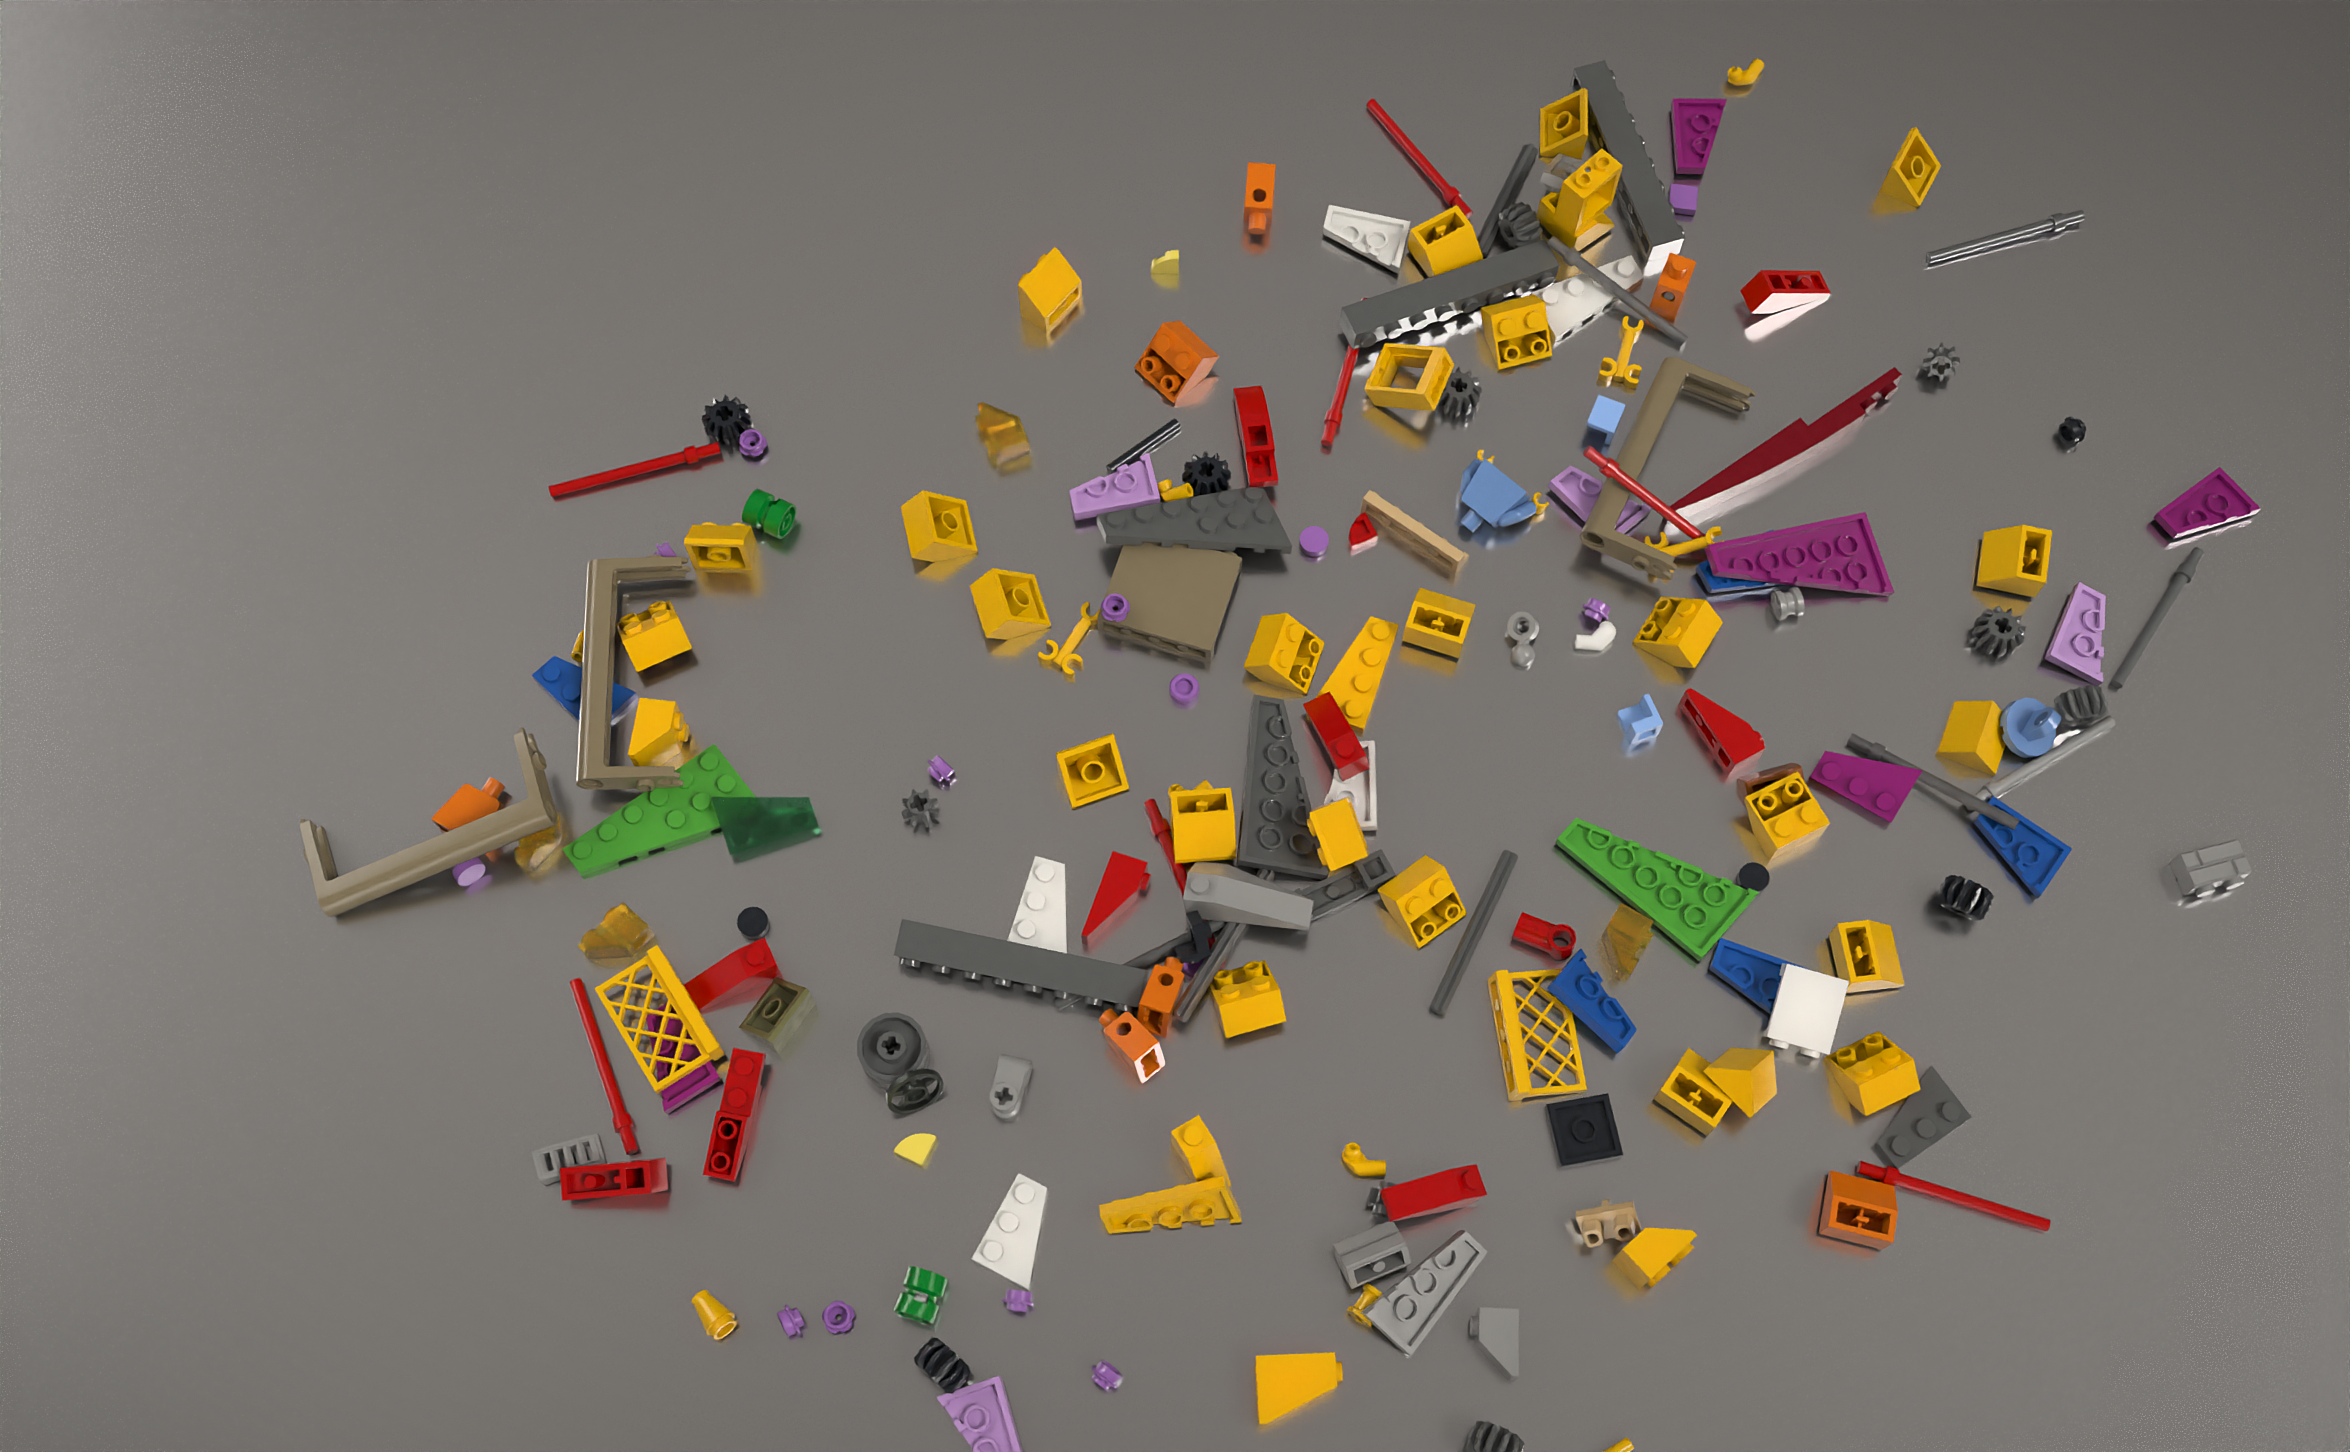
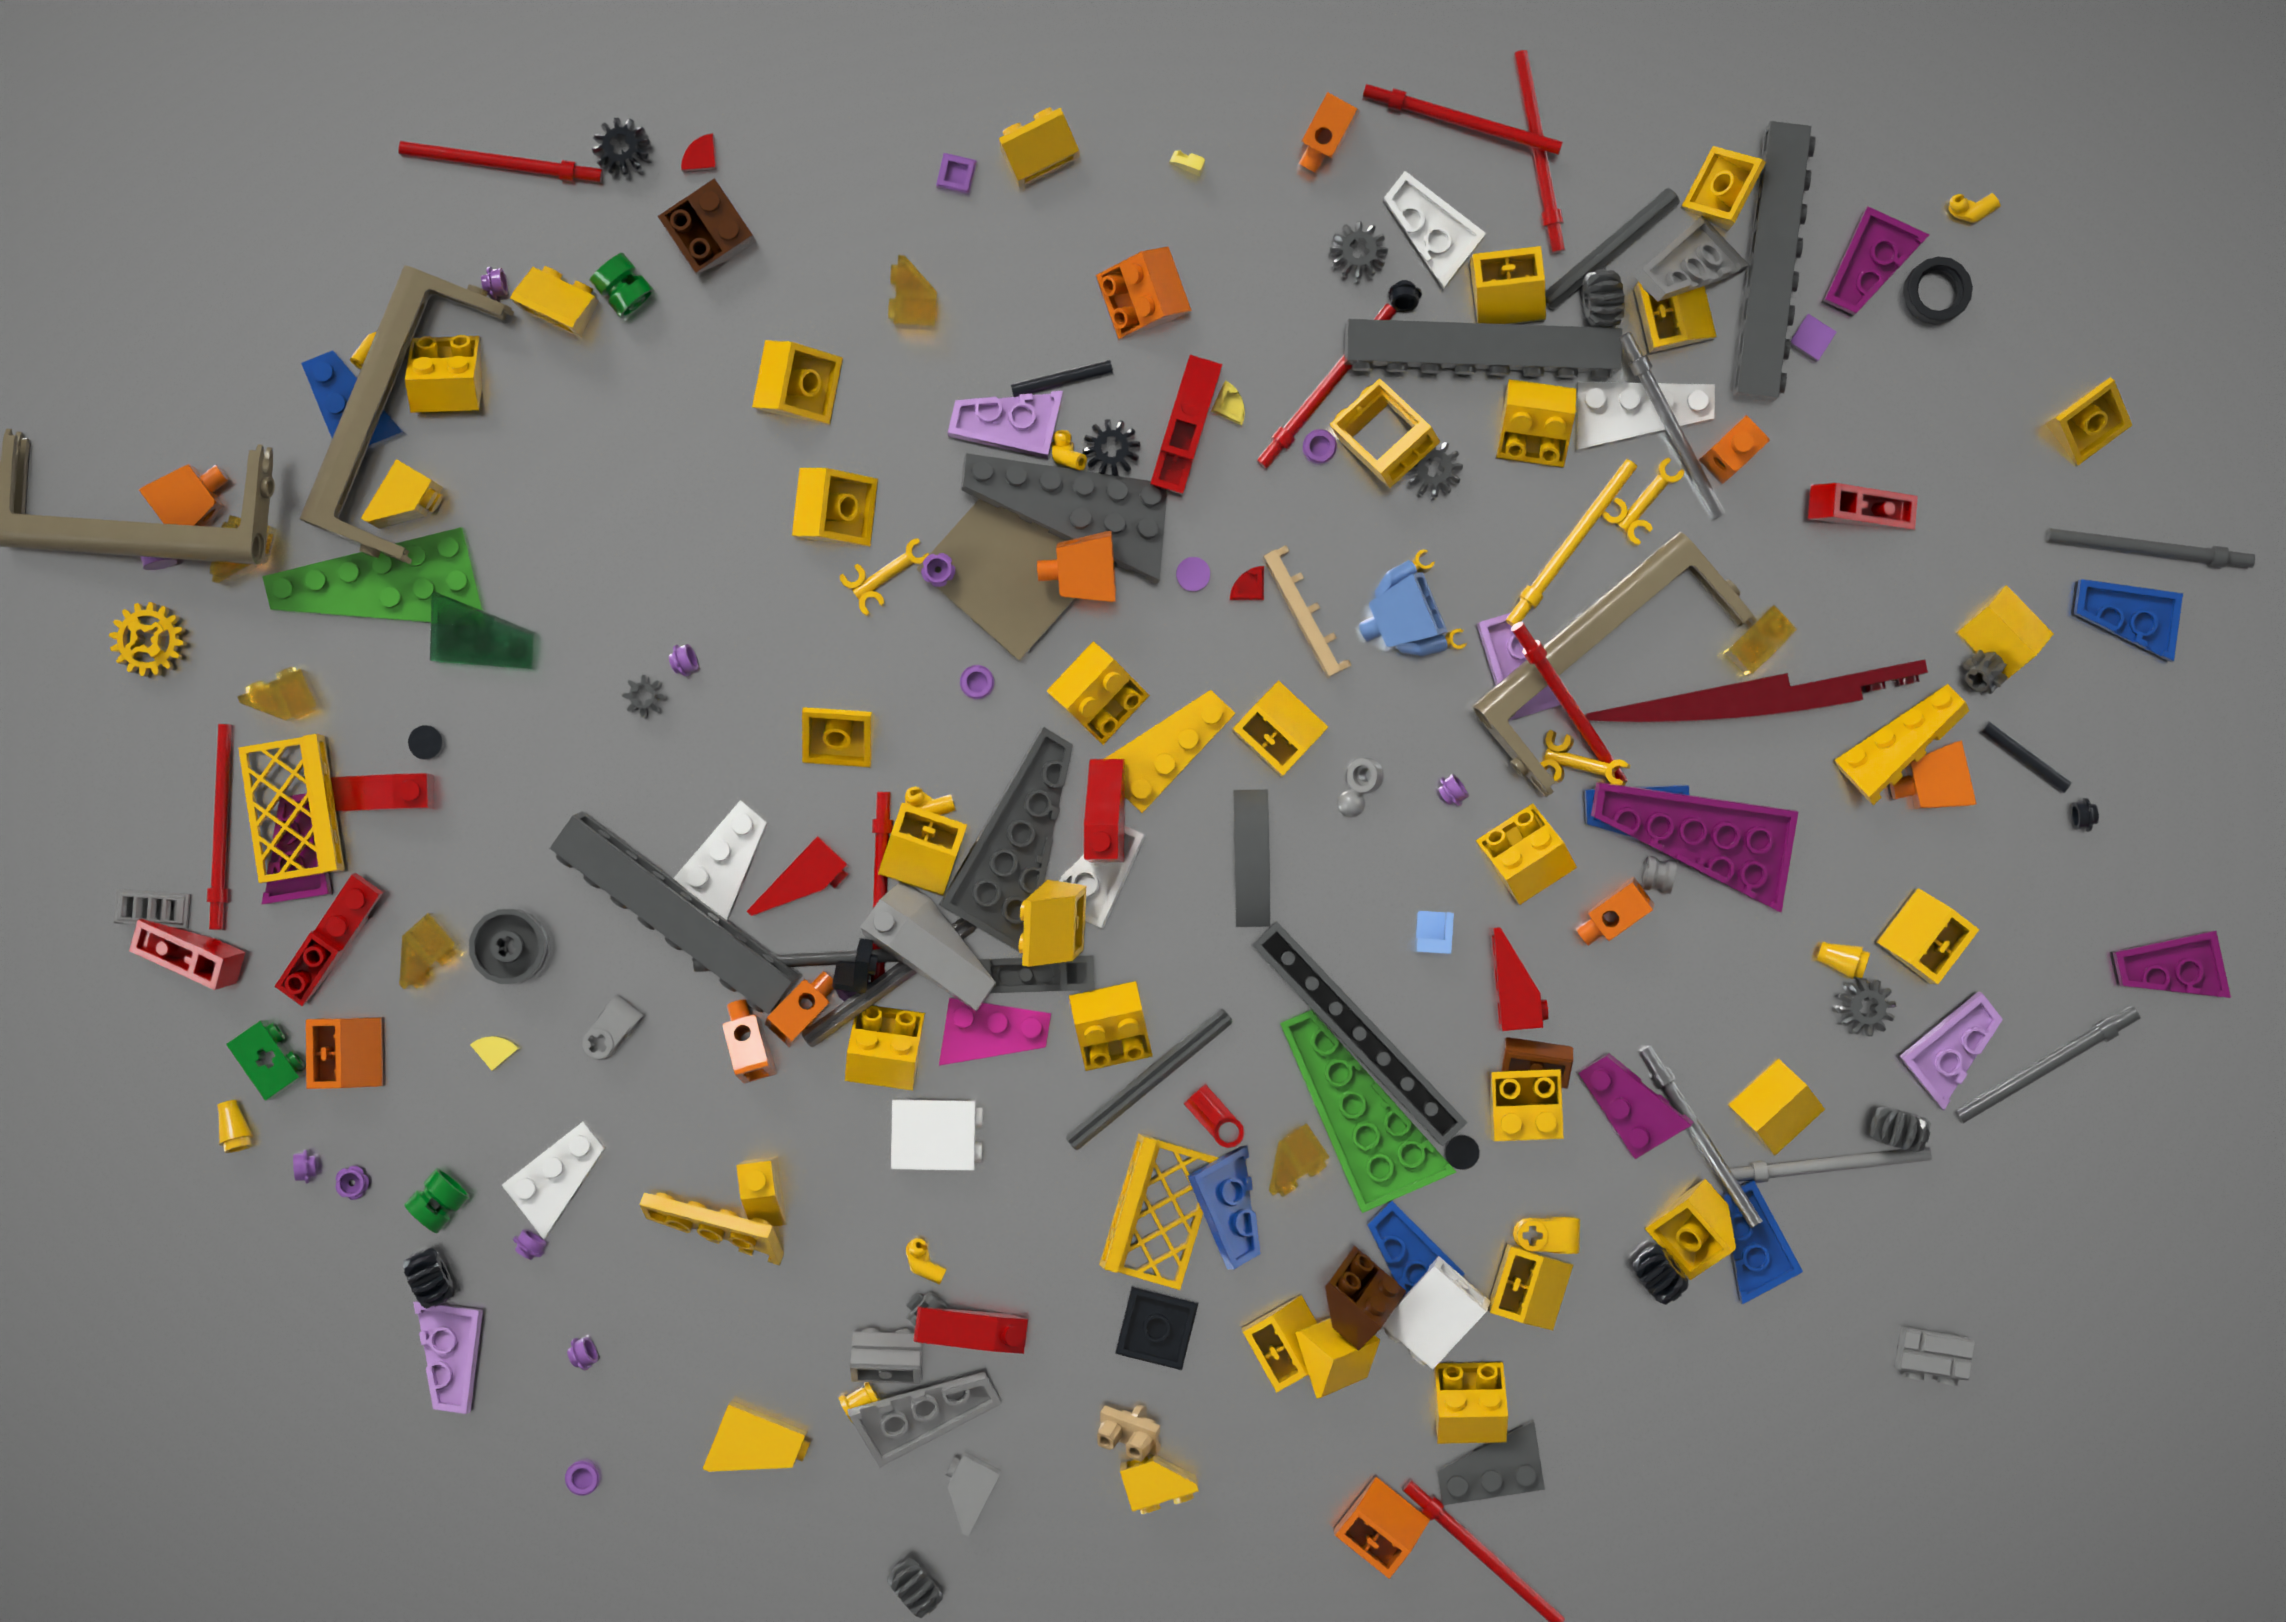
camera: 25 degrees right, 20 degrees up
(484, 924) = (138, 628): none -> yellow gear
(731, 1256) = (249, 1052): none -> green brick
(750, 436) = (634, 178): medium lavender plate -> none
(778, 1014) = (411, 851): olive slope -> none
(786, 1203) = (344, 1053): none -> orange slope
(791, 404) = (700, 155): none -> red tile
(820, 443) = (707, 227): none -> reddish brown slope
(821, 1086) = (424, 948): none -> clear yellow slope
(914, 1091) = (512, 997): pearl dark grey wheel -> none
(994, 341) = (956, 173): none -> medium lavender tile
(1230, 555) = (1083, 568): none -> orange torso
(1281, 414) = (1229, 404): none -> light yellow tile
(1299, 165) = (1399, 100): none -> red bar
(1321, 1049) = (935, 1134): none -> white panel
(1323, 270) = (1371, 249): none -> dark grey gear
(1325, 949) = (991, 1031): none -> dark pink wing
(1363, 415) = (1319, 446): none -> medium lavender tile
(1378, 285) = (1404, 295): none -> black plate
(1469, 727) = (1252, 858): none -> dark grey slope
(1580, 443) = (1532, 594): none -> yellow bar
(1587, 193) = (1677, 315): yellow window -> none
(1598, 640) = (1438, 824): white arm -> none
(1606, 416) = (1577, 574): light blue panel -> none
(1625, 817) = (1359, 1033): none -> dark grey brick
(1742, 1020) = (1361, 1298): none -> reddish brown slope
(1755, 115) = (1949, 266): none -> black tyre
(1765, 411) = (1760, 641): none -> clear yellow slope
(1774, 633) = (1627, 901): none -> orange torso
(1863, 905) = (1554, 1234): none -> yellow piece
(1908, 439) = (1892, 748): none -> yellow wing
(1934, 327) = (2007, 629): none -> yellow slope
(1953, 449) = (1938, 779): none -> orange torso
(1962, 604) = (1844, 958): none -> yellow cone
(1971, 851) = (1695, 1229): none -> yellow slope
(2005, 410) = (2026, 757): none -> black bar
(2022, 282) = (2133, 613): none -> blue wing
(2029, 727) = (1833, 1124): medium blue tile -> none

